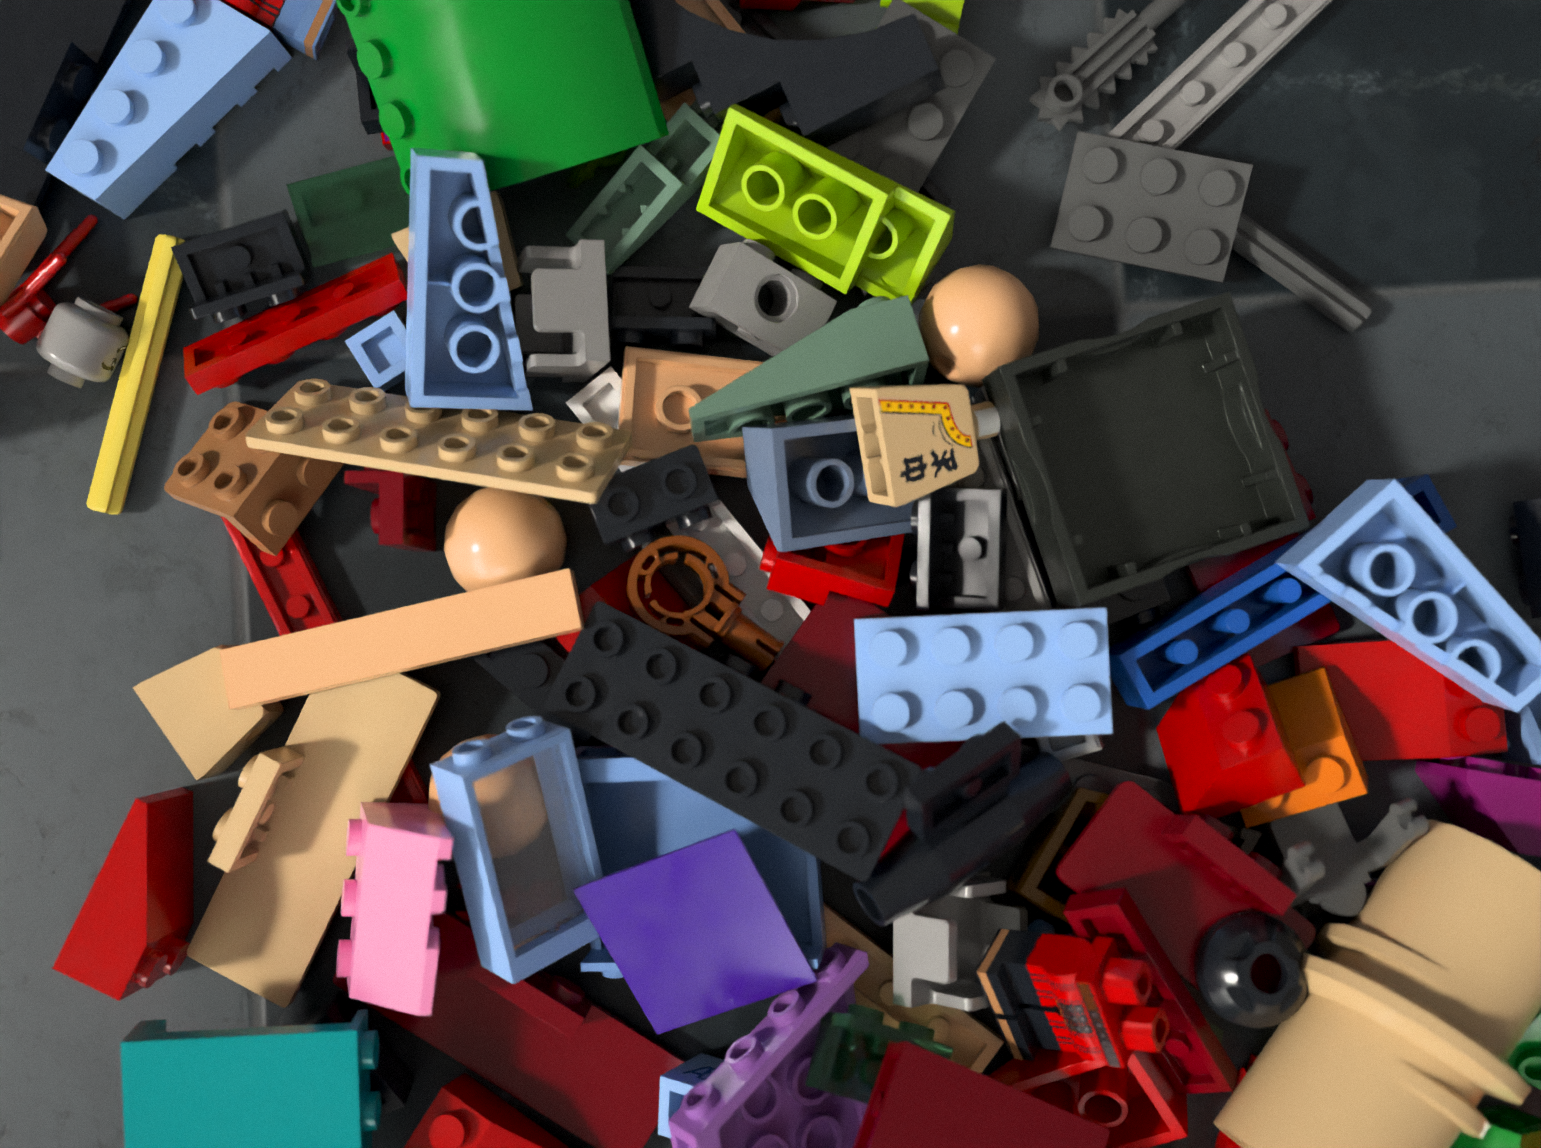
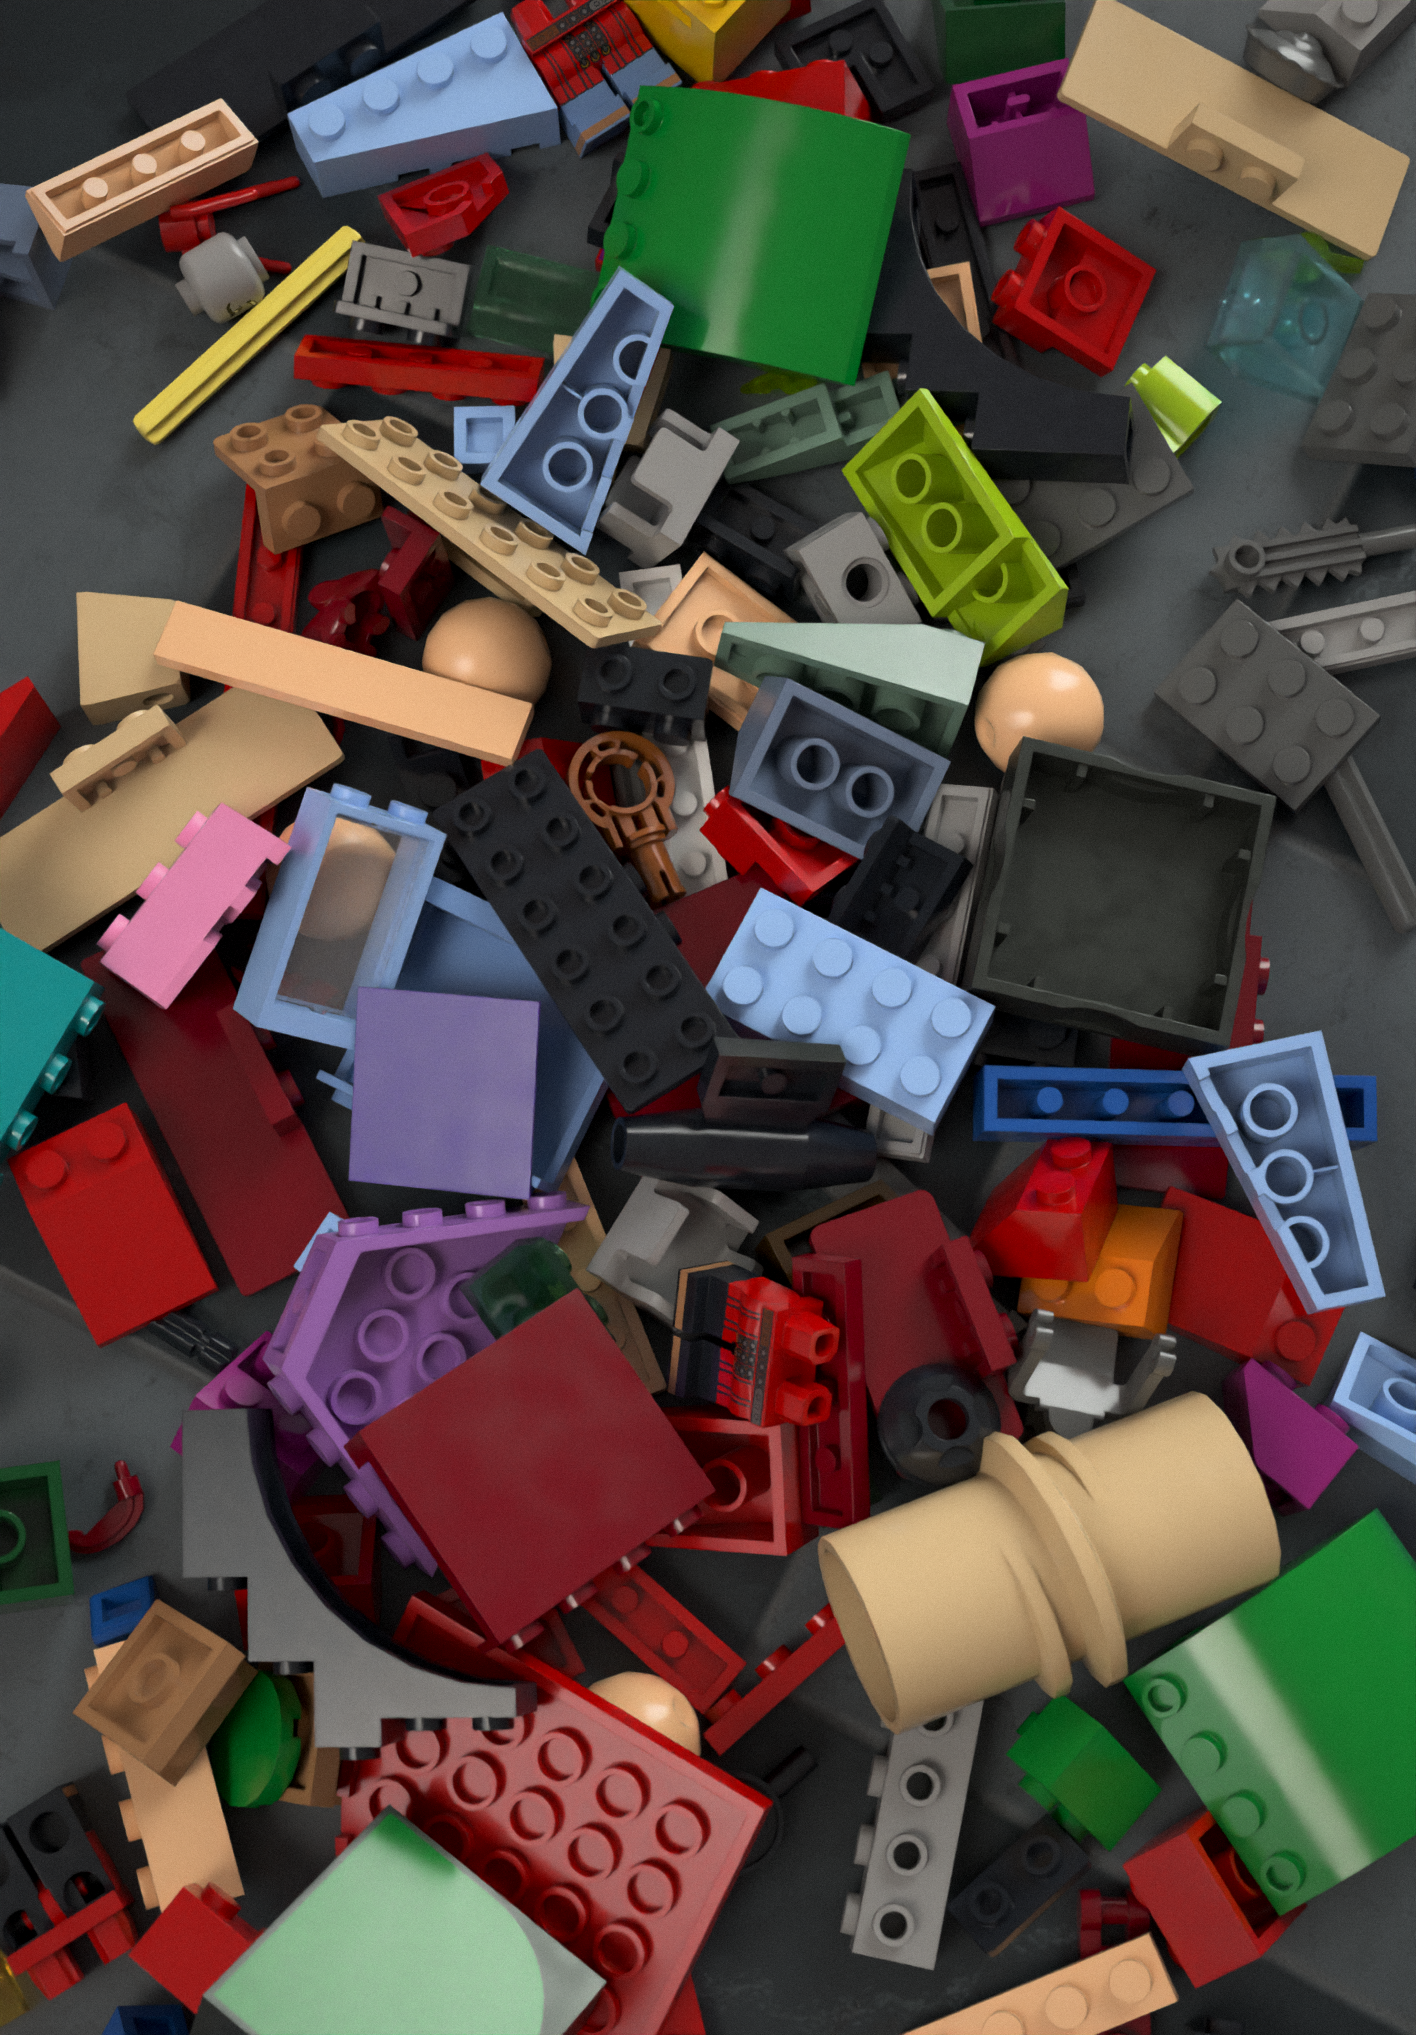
camera: 30 degrees right, 10 degrees down
(229, 170) = (444, 205): none -> red plate
(369, 578) = (347, 618): none -> dark red animal
(918, 438) = (919, 765): tan torso -> none

